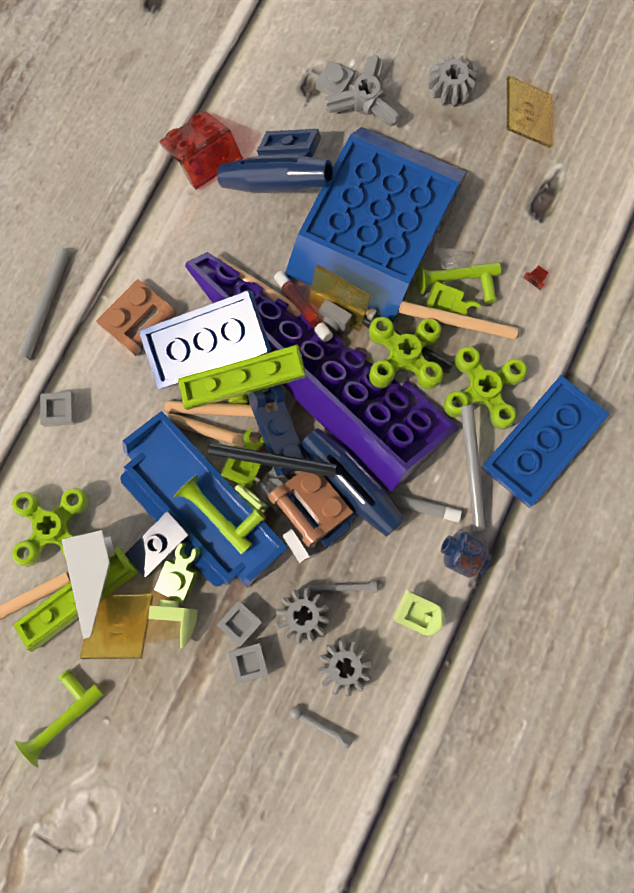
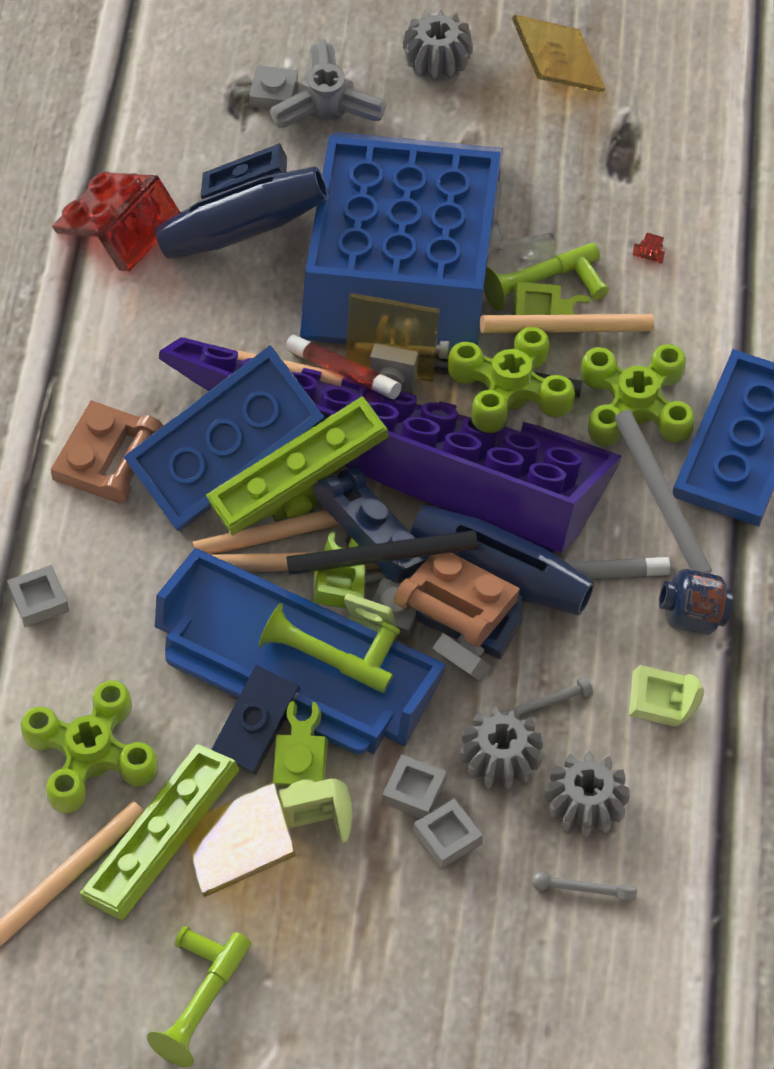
camera: 20 degrees left, 20 degrees down
(88, 569) = (172, 763): white slope -> none

